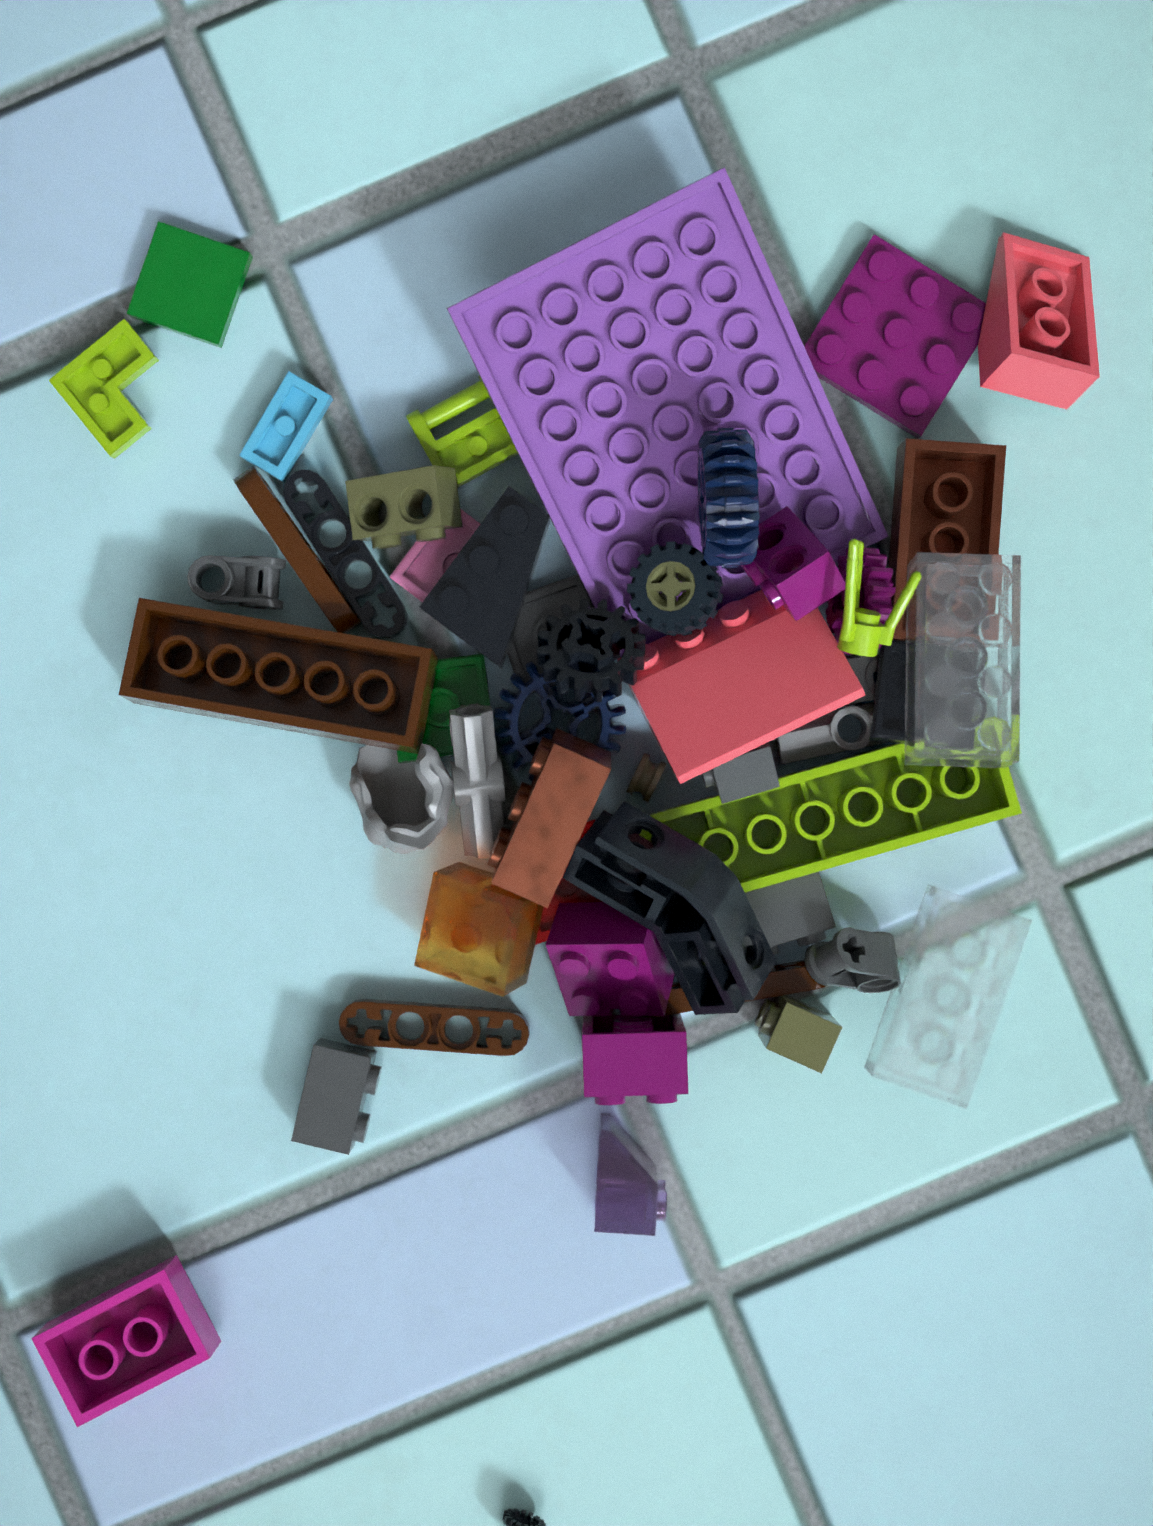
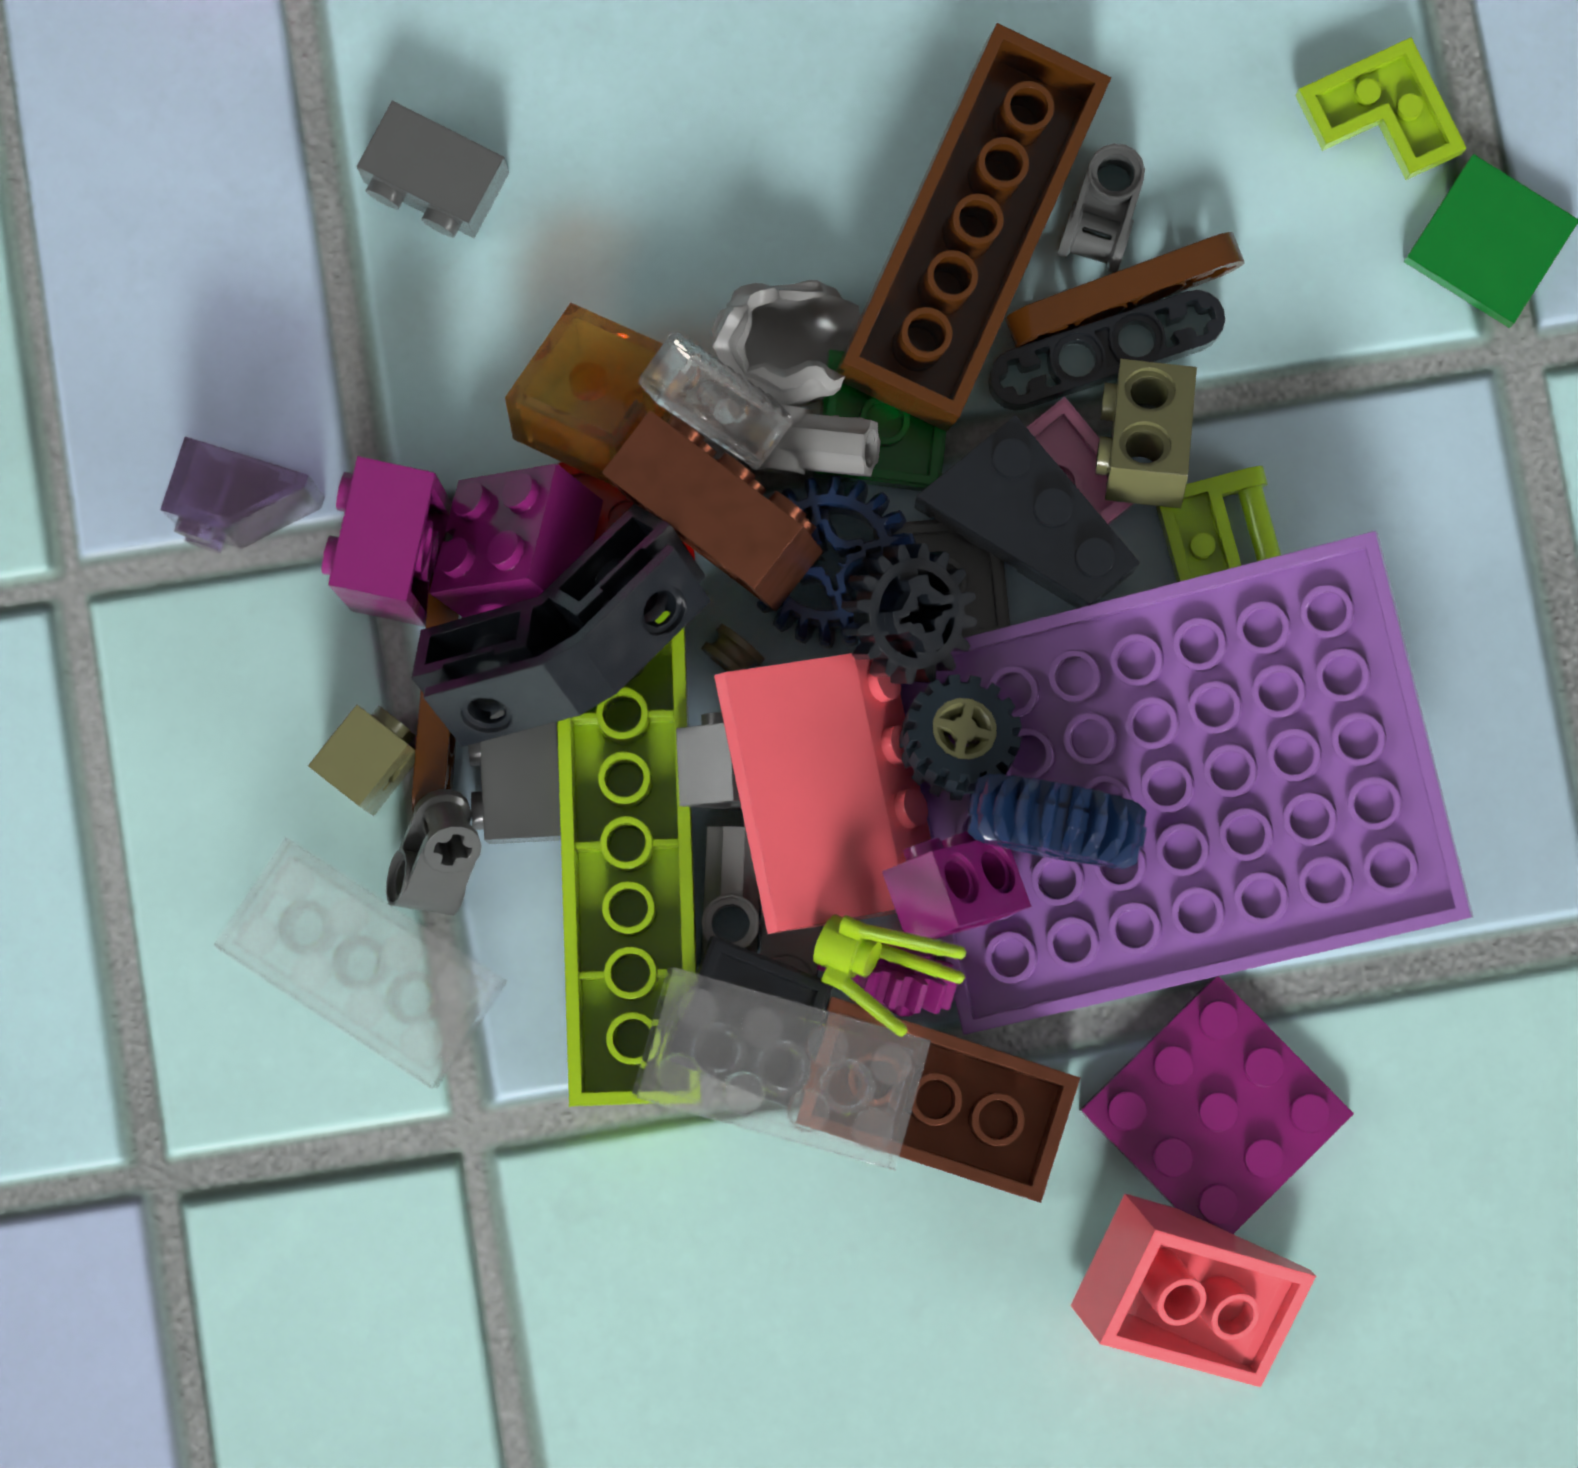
camera: 100 degrees right, 5 degrees down
(286, 426) = (1283, 314): medium azure plate -> none
(434, 1034) = (493, 317): reddish brown beam -> none
(468, 836) = (715, 400): none -> clear brick

